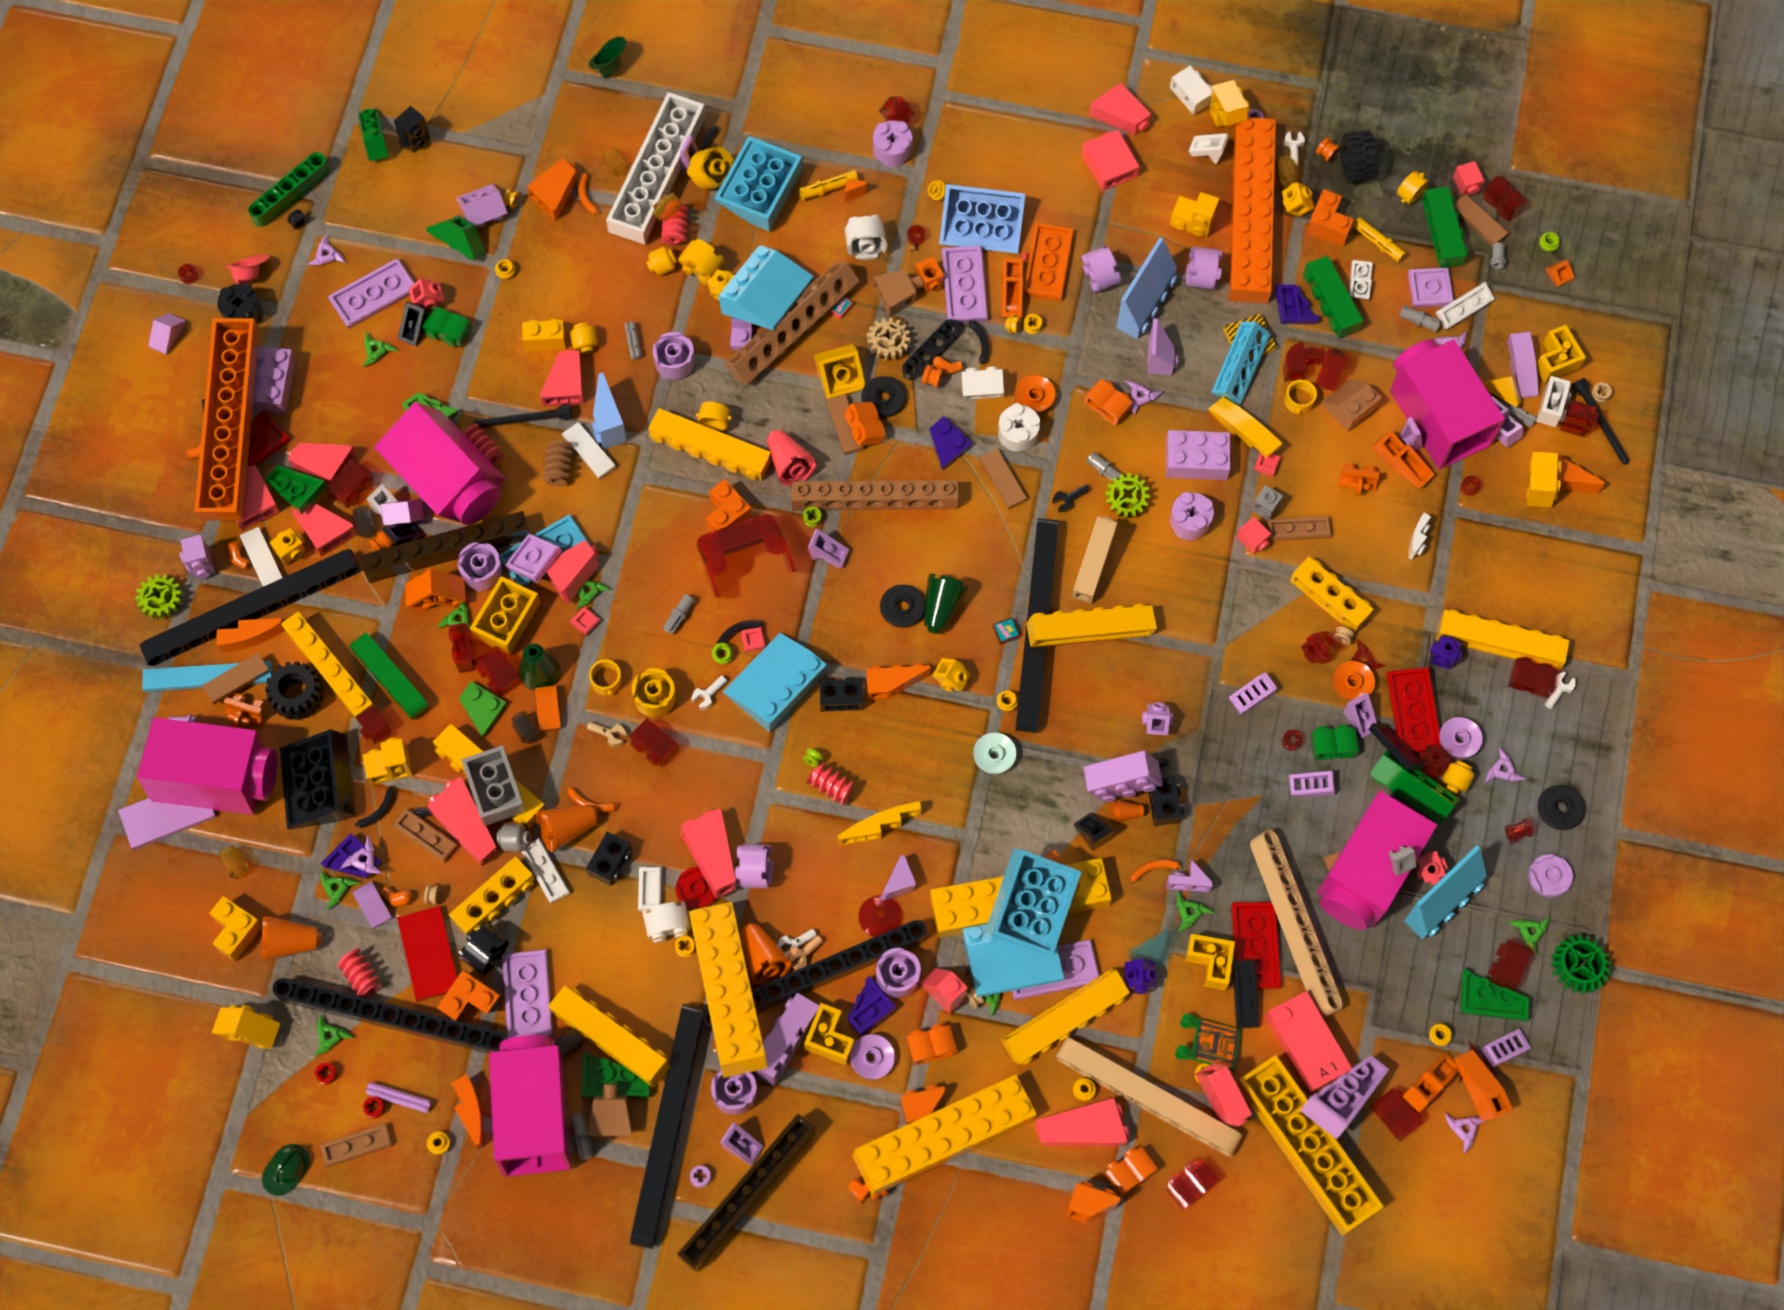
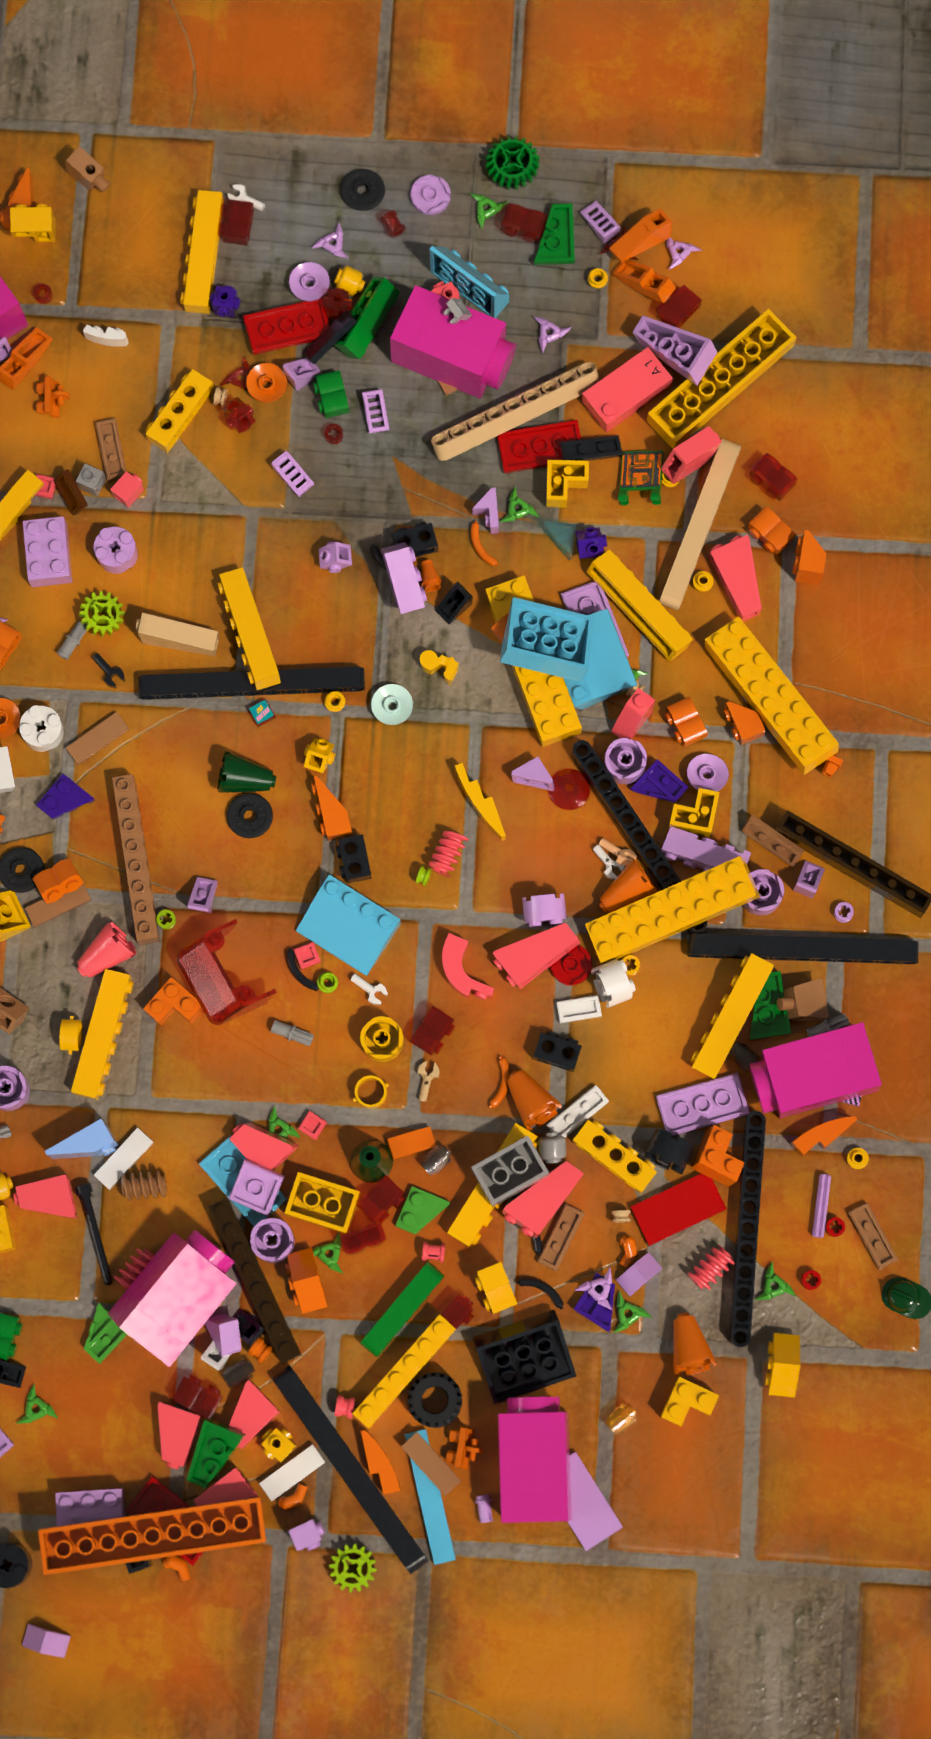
camera: 95 degrees left, 10 degrees up
(310, 610) = (345, 1406): none -> coral wheel
(437, 712) = (433, 1252): none -> coral bush
(707, 773) = (452, 956): none -> coral arch
(787, 1112) = (772, 840): none -> medium nougat tile
(1033, 799) = (431, 663): none -> yellow leg
(1256, 482) = (70, 492): none -> reddish brown tile
(1381, 982) = (546, 325): none -> lavender piece
(1598, 537) = (81, 165): none -> medium nougat torso

